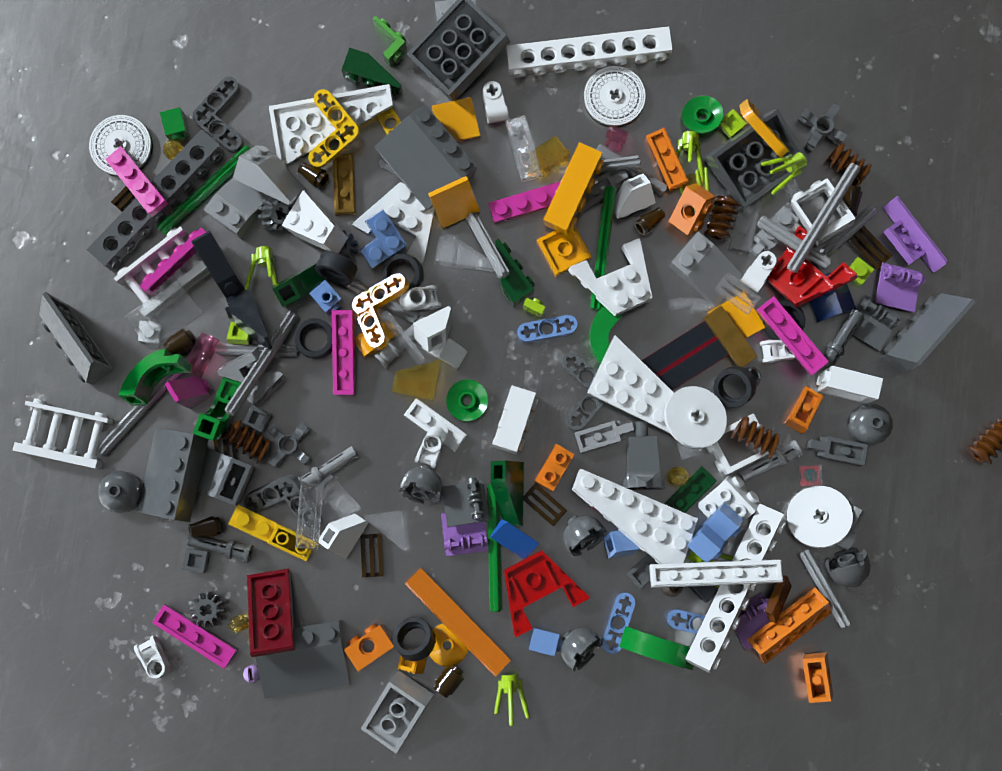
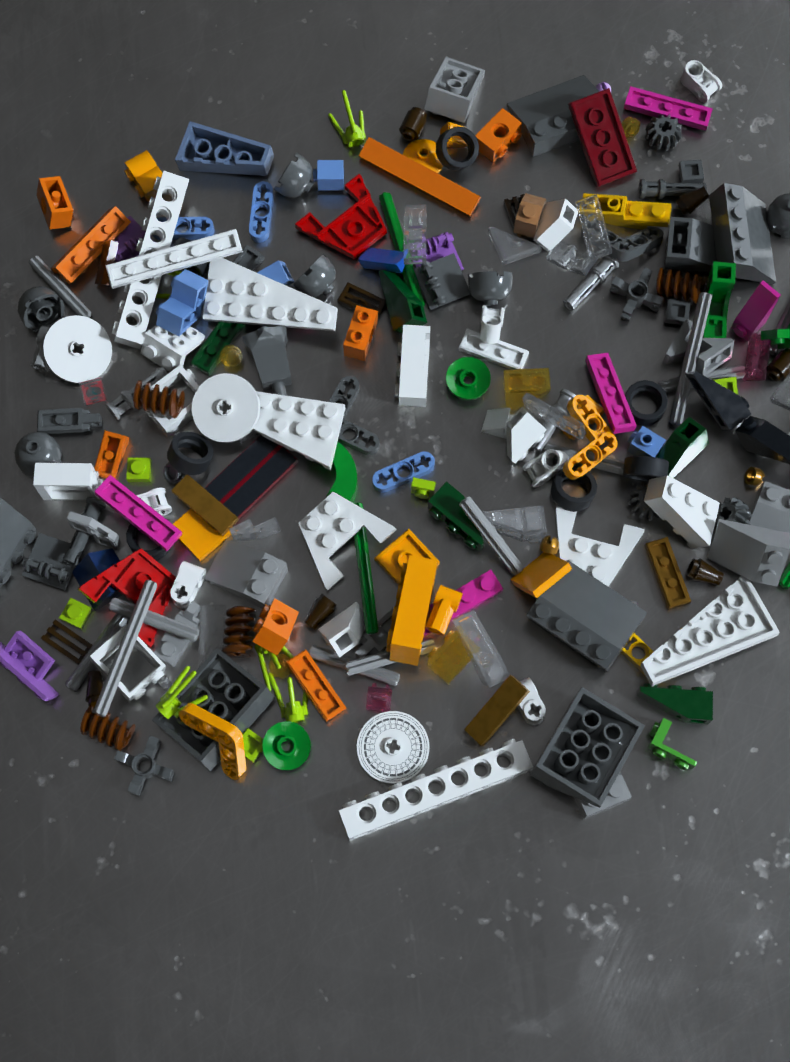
camera: 165 degrees right, 10 degrees down
(241, 248) = (754, 476): none -> pearl gold hinge
(264, 258) = (724, 470): lime plant -> none
(340, 126) = (692, 623): yellow beam -> none
(363, 551) = (529, 215): none -> medium nougat slope
(387, 239) = (604, 517): medium blue brick -> none
(441, 225) = (549, 546): none -> pearl gold hinge
(458, 119) = (565, 674): light orange tile -> none
(478, 554) = (415, 234): none -> clear slope
(522, 99) = (496, 710): none -> pearl gold tile
(543, 194) = (445, 604): none -> light orange piece
(602, 435) = (318, 378): light grey hinge -> none
(648, 695) = (222, 152): none -> sand blue wedge
(655, 647) = (219, 189): green arch -> none
(722, 688) = (143, 171): none -> light orange brick
(741, 286) = (189, 544): clear tile -> none
(781, 389) = (139, 469): none -> lime plate
(835, 332) = (101, 533): none -> light grey tile
(898, 287) = (28, 605): medium lavender hinge -> none

